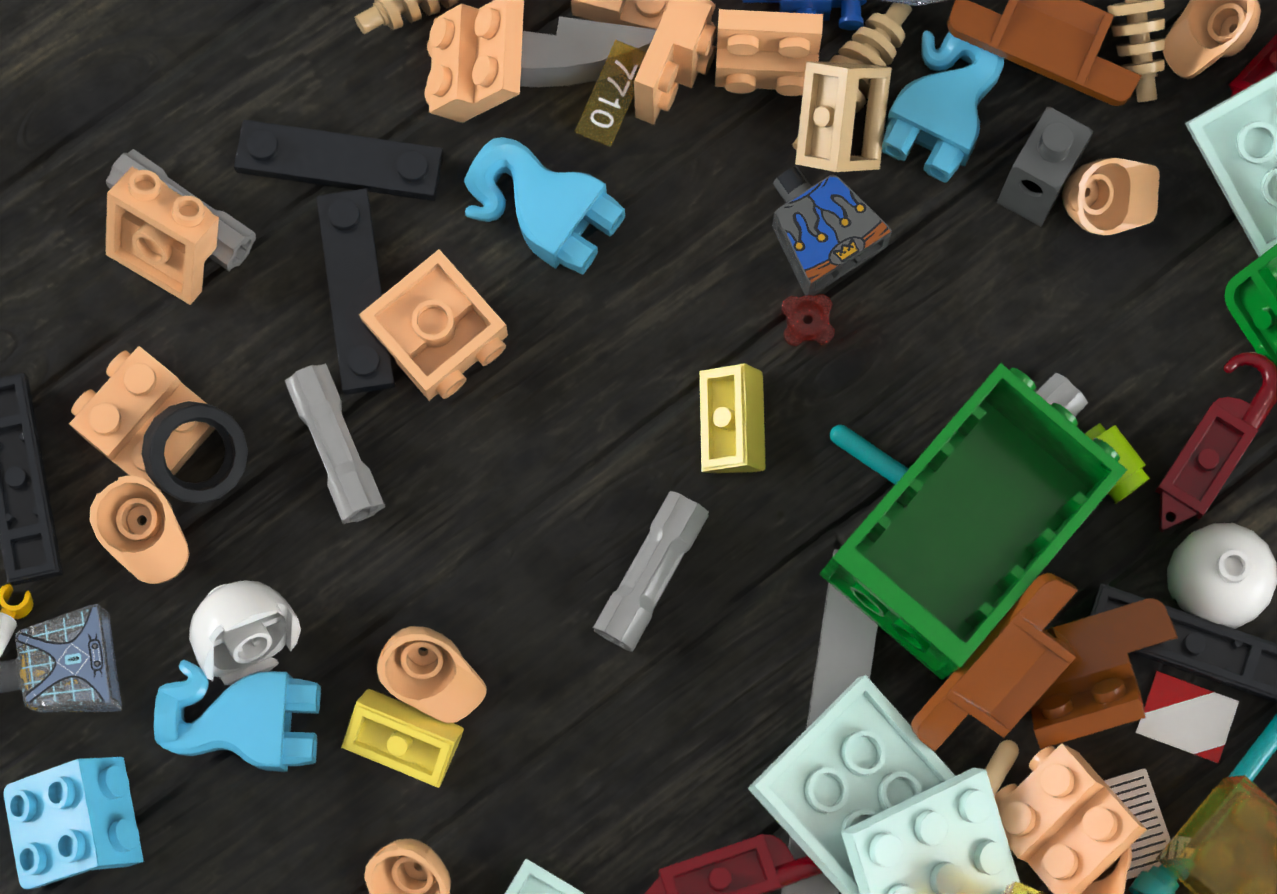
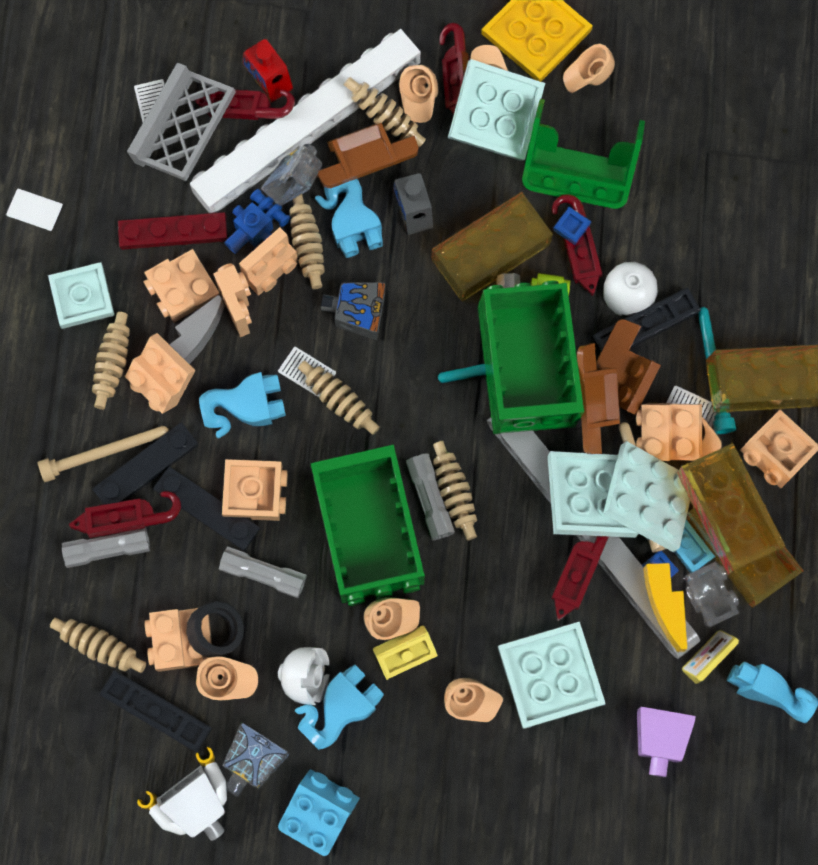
camera: 50 degrees left, 0 degrees up
(38, 321) = (98, 645): none -> tan piece
(160, 233) = (111, 562): light nougat plate -> none
(220, 43) = (52, 468): none -> tan piece
(241, 193) = (124, 516): none -> dark red plate
(525, 521) = (368, 525): none -> green container
(611, 94) = (225, 336): clear yellow sticker -> none
(672, 247) = (291, 371): none -> white sticker
(673, 320) = (338, 397): none -> tan piece
(692, 596) = (454, 490): none -> tan piece
(732, 419) = (398, 412): light yellow slope -> none
(808, 305) = (386, 339): clear red plate -> none
(830, 114) = (317, 261): tan tile -> none
(1092, 326) = (491, 246): none -> clear yellow brick
(1122, 191) = (448, 190): light nougat cap -> none
(1187, 717) = (670, 351): white sticker -> none
(1230, 408) = (571, 225): none -> blue tile

